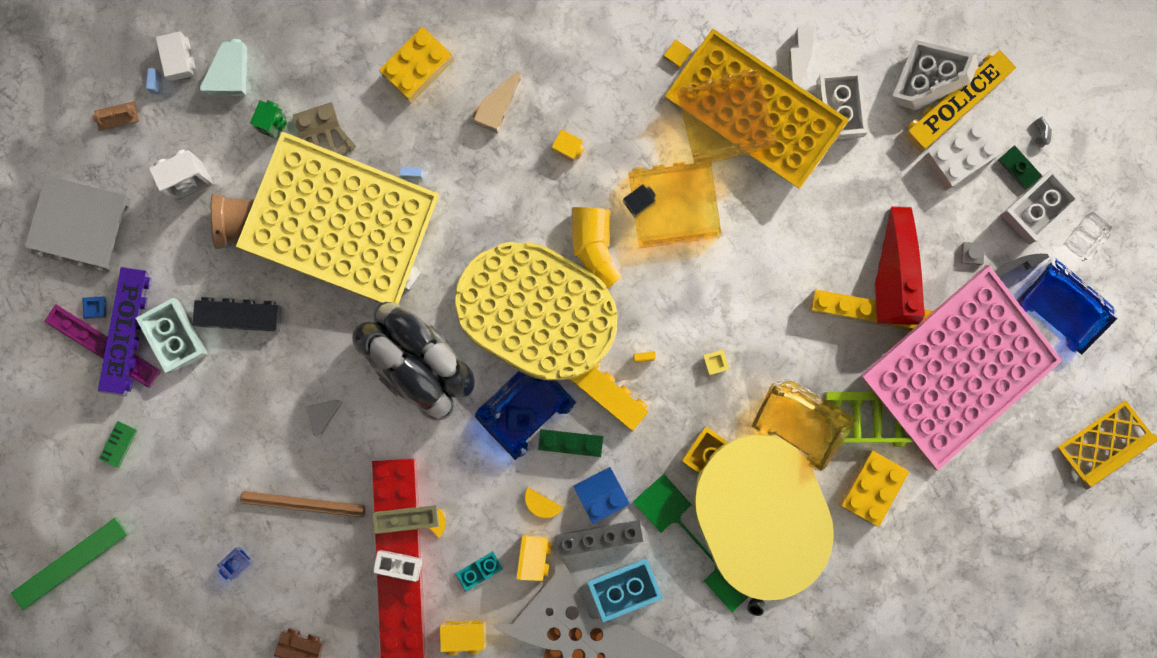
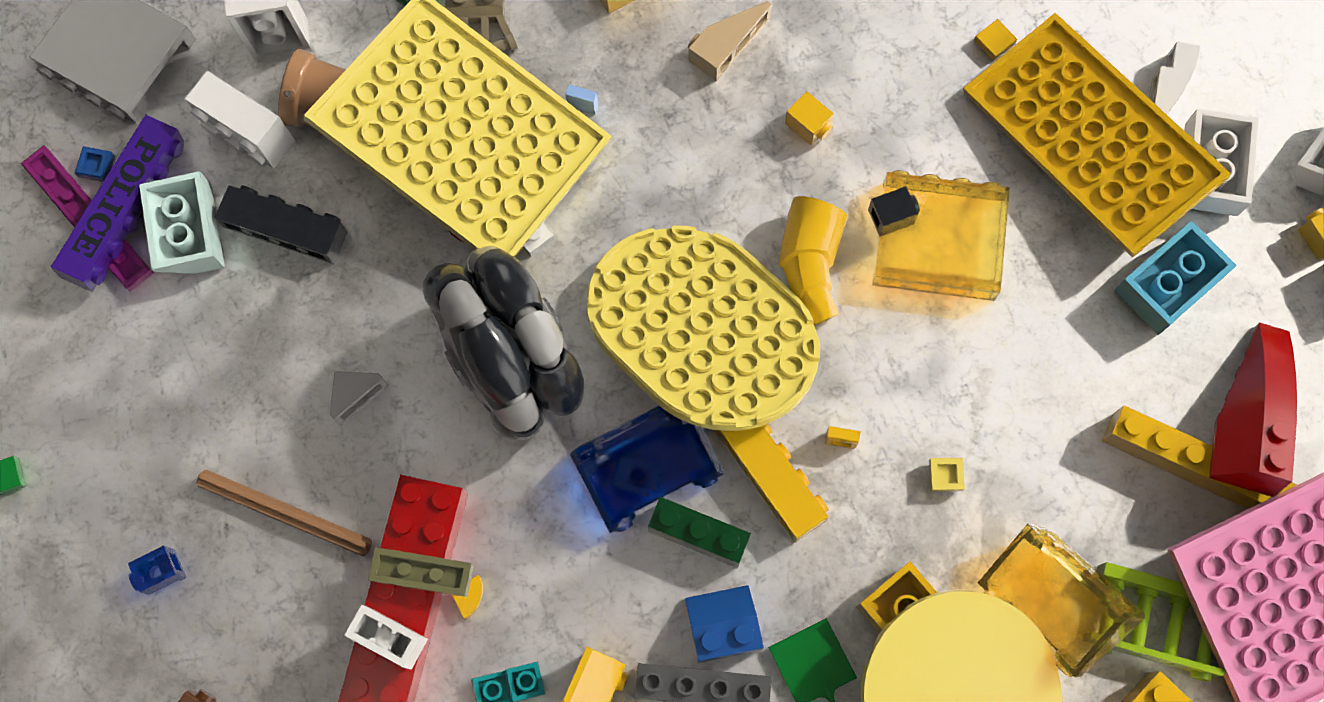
camera: 20 degrees right, 10 degrees down
(118, 444) = (57, 356): green tile -> none
(186, 254) = (239, 120): none -> white brick
(541, 505) = (629, 613): yellow tile -> none
(726, 118) = (1048, 131): clear yellow panel -> none
(830, 193) = (1175, 277): none -> medium azure brick

